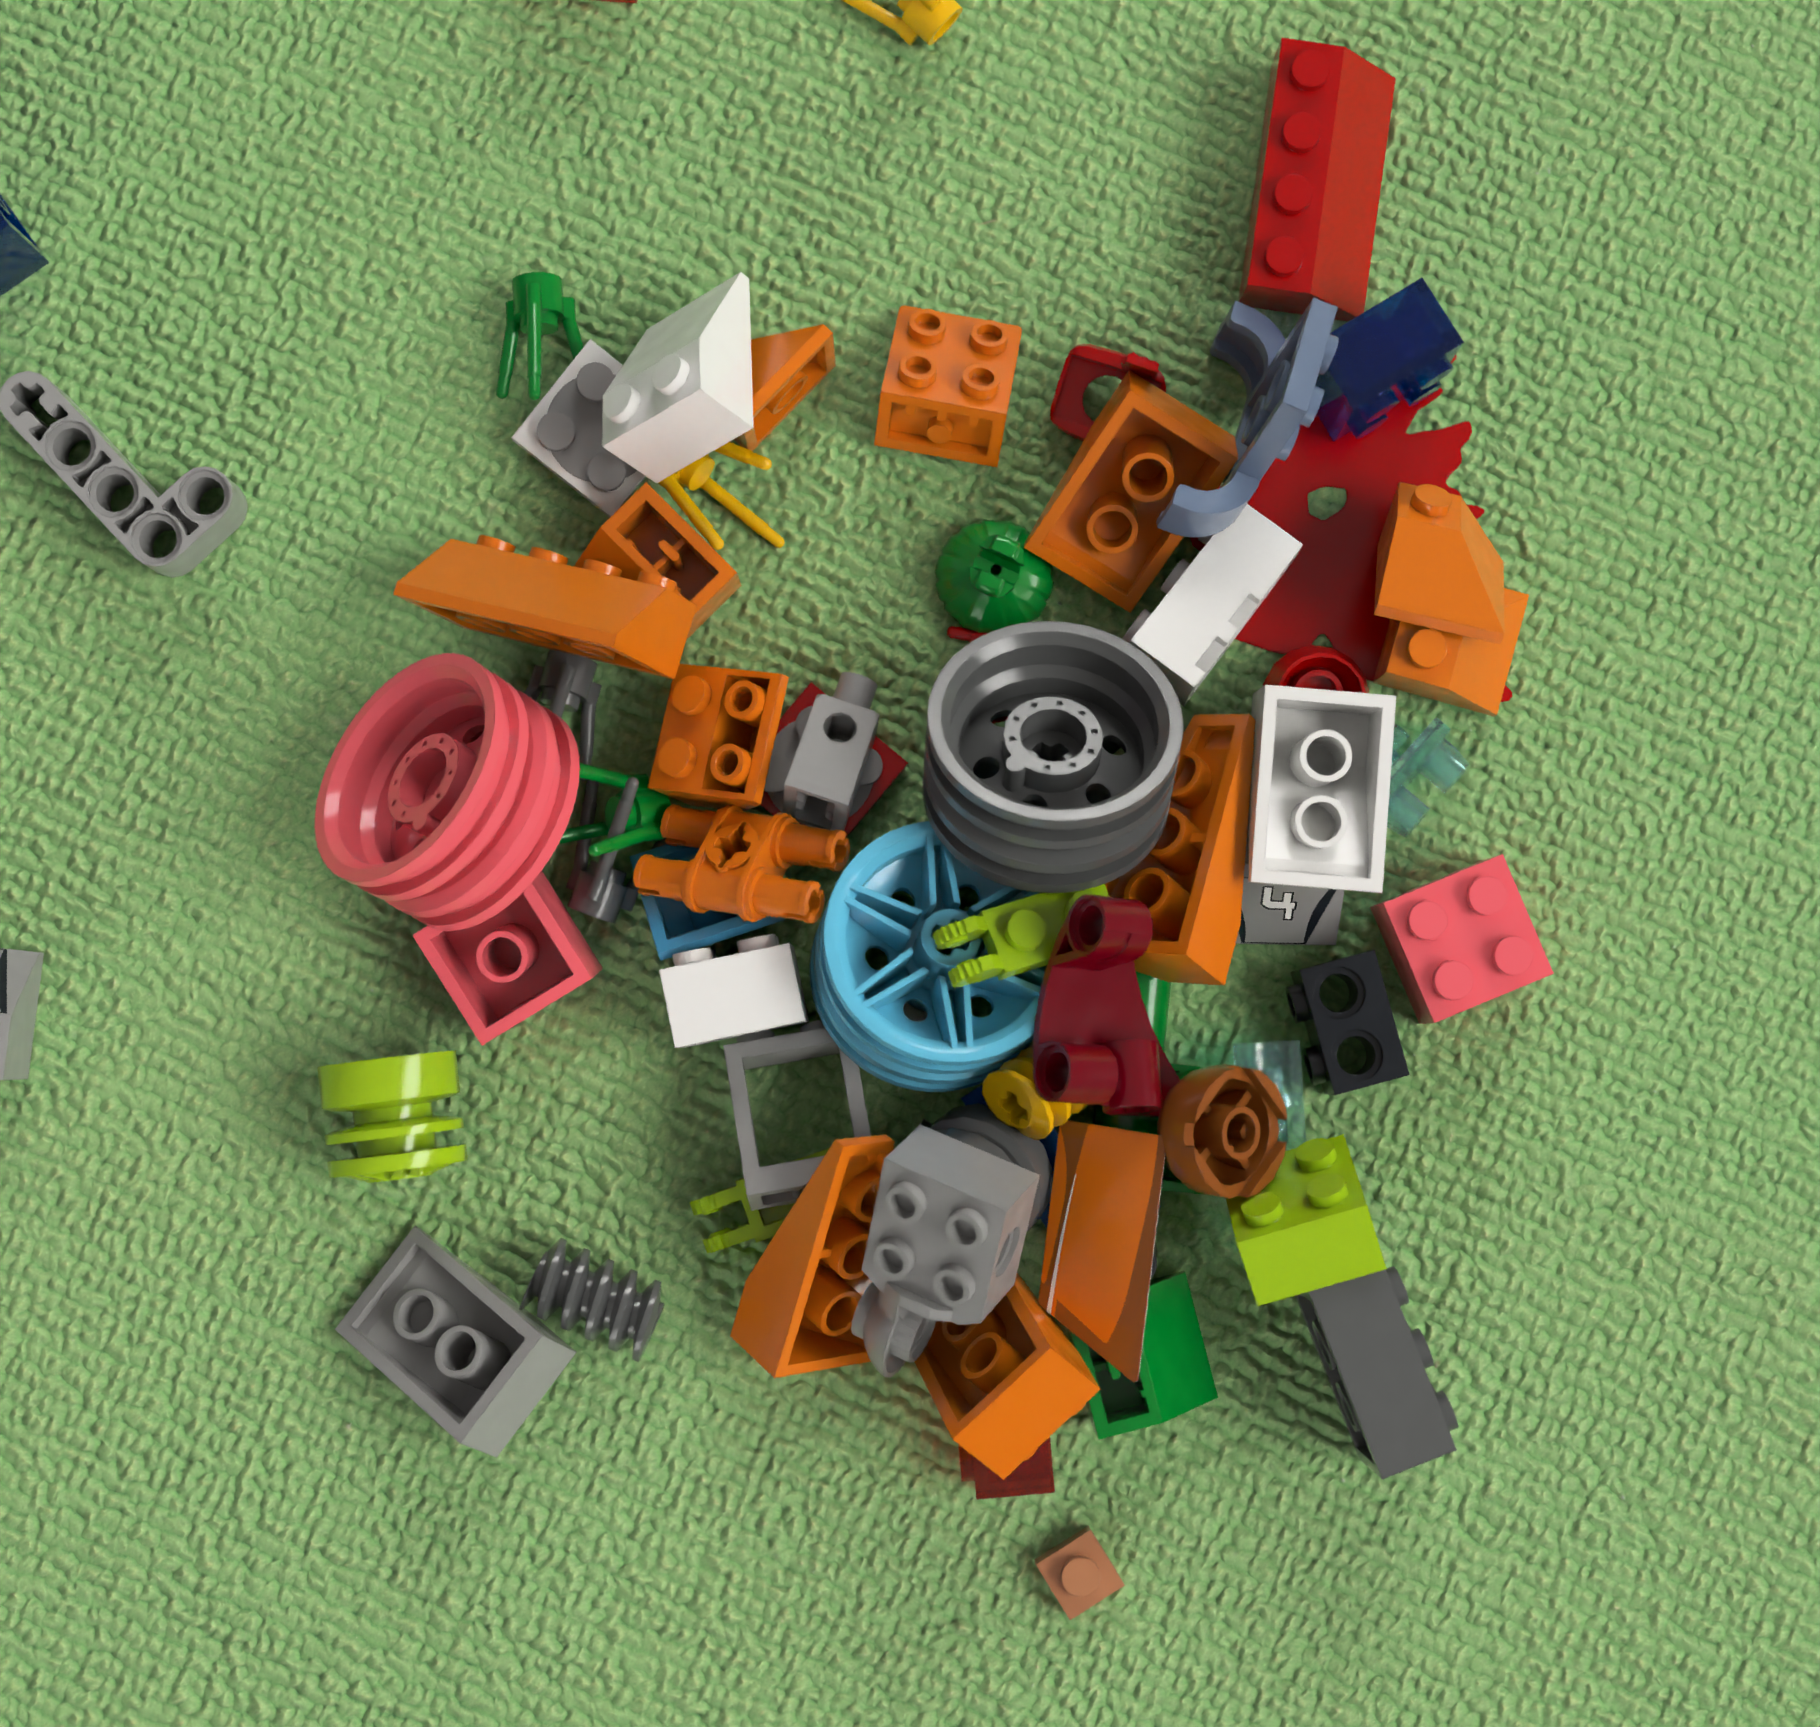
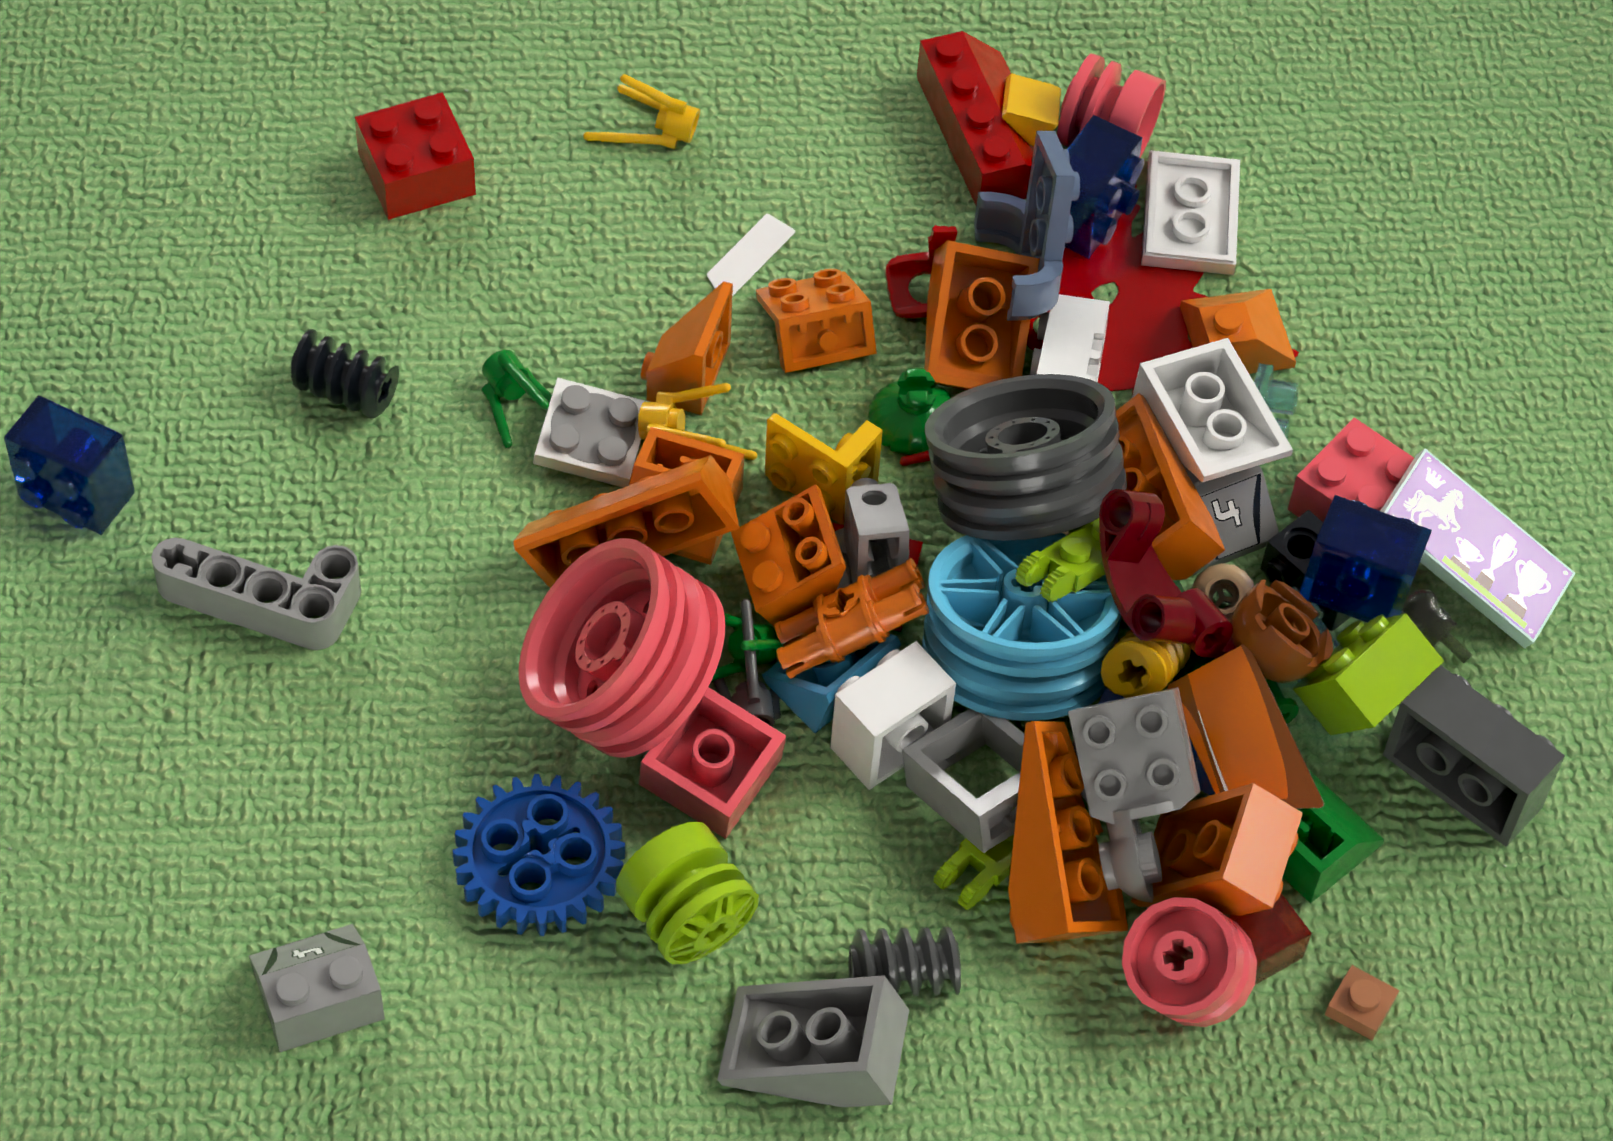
camera: 25 degrees left, 30 degrees down
(265, 914) = (538, 854): none -> blue gear
(338, 220) = (342, 378): none -> black piece
(684, 385) = (650, 359): white slope -> none
(865, 636) = (800, 461): none -> yellow bracket
(891, 1470) = (1183, 988): none -> coral wheel
(921, 247) = (751, 253): none -> white sticker
(1209, 1018) = (1228, 578): none -> tan head
(1373, 197) = (1030, 106): none -> yellow slope
(1380, 1086) = (1364, 561): none -> clear blue brick
(1437, 1144) = (1434, 621): none -> clear smoke piece
(1438, 566) = (1198, 277): orange slope -> none
(1467, 251) = (1099, 93): none -> coral wheel
(1500, 429) = (1191, 212): none -> white tile
(1542, 1091) = (1480, 549): none -> tile

